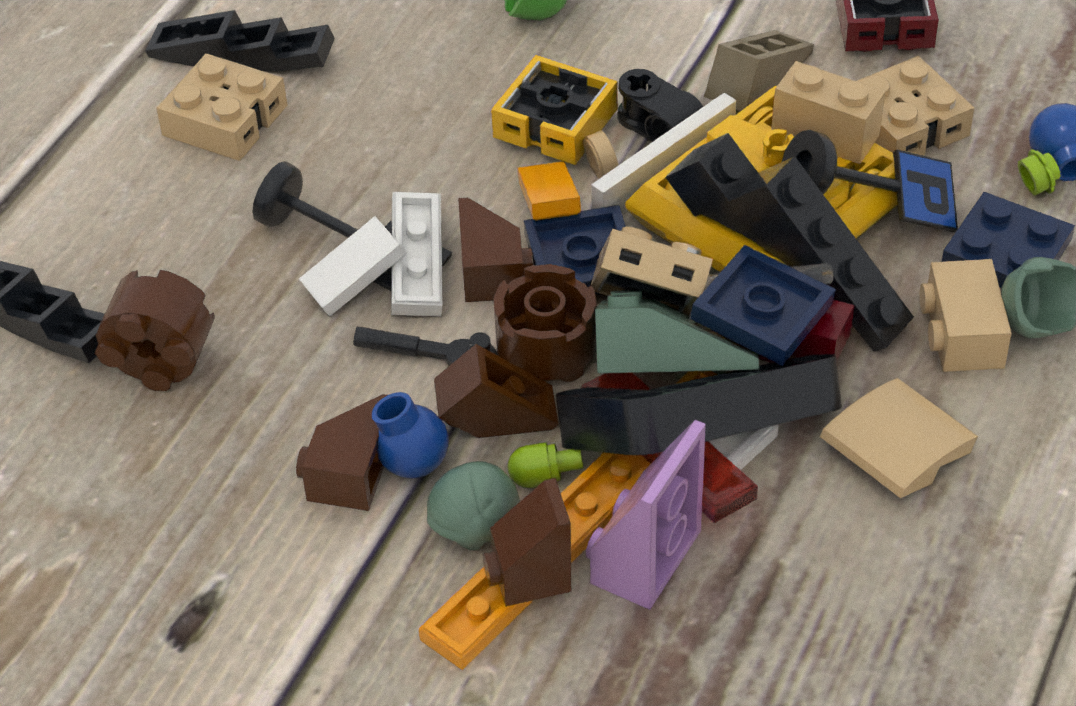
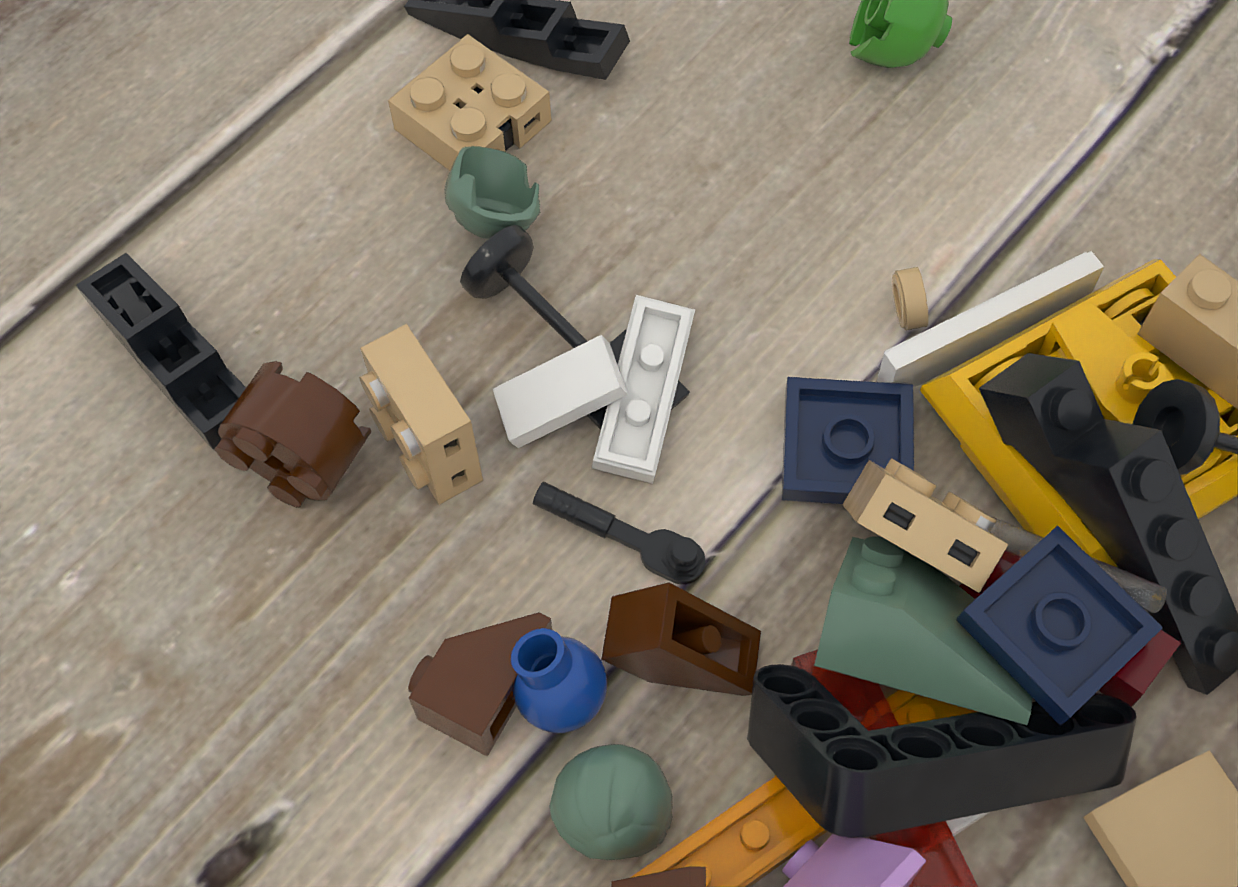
camera: 15 degrees right, 15 degrees up
(253, 295) = (421, 414): none -> tan piece
(254, 149) = (490, 191): none -> sand green hair
(489, 251) = (733, 417): reddish brown slope -> none
(540, 462) = (714, 756): lime cylinder -> none
(546, 322) = (768, 584): reddish brown brick -> none
(549, 190) = (831, 338): light orange tile -> none
(554, 108) = (870, 215): piece -> none
(653, 106) = (1000, 250): black piece -> none
(754, 65) = (1142, 212): dark tan slope -> none

